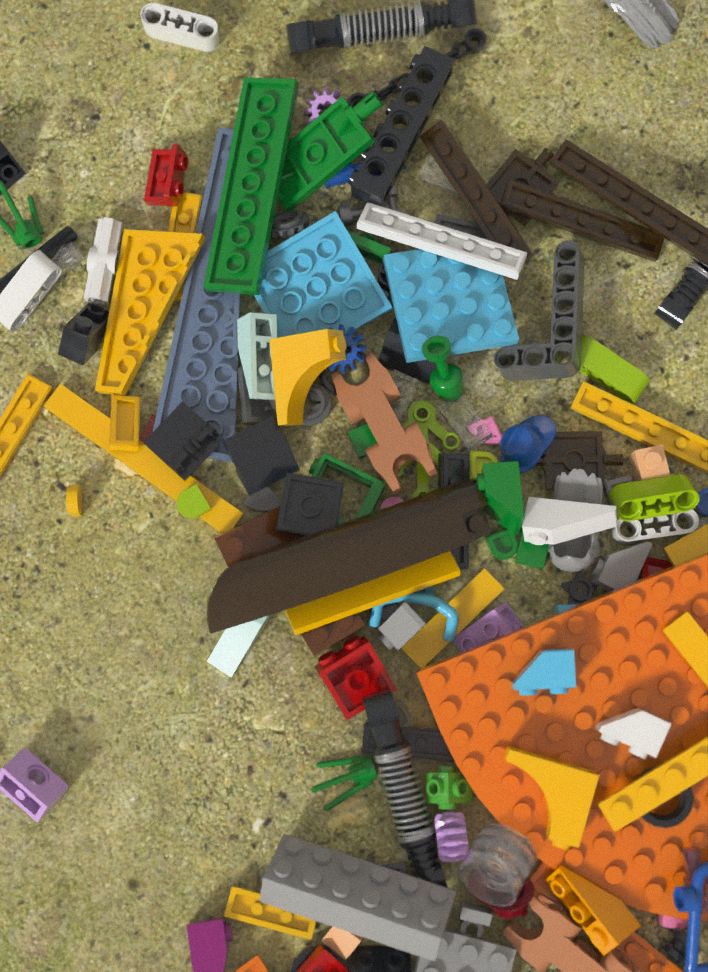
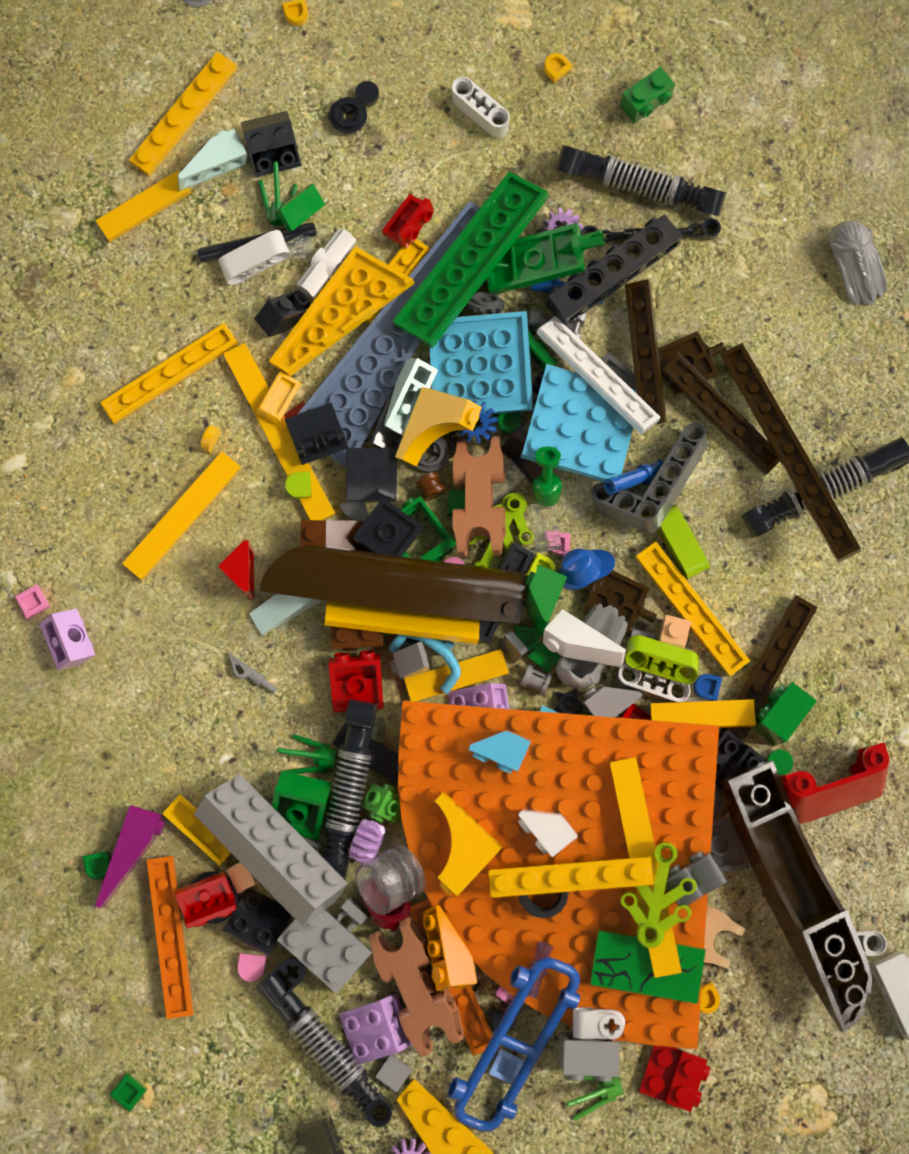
camera: 25 degrees right, 0 degrees up
(44, 89) = (348, 105): none -> black gear
(47, 216) = (300, 207): none -> green tile
(56, 68) = (367, 93): none -> black tile
(85, 595) = (182, 515): none -> yellow tile
(176, 621) = (239, 568): none -> red slope
(240, 722) = (255, 676): none -> light grey hand
(327, 437) = (430, 486): none -> reddish brown wheel
(363, 829) = (302, 802): none -> green slope
(374, 333) = (509, 422): none -> green tile
(495, 560) = (512, 647): none -> dark grey tile
(535, 320) = (641, 475): none -> blue pin
(536, 581) = (536, 680): none -> light grey bush

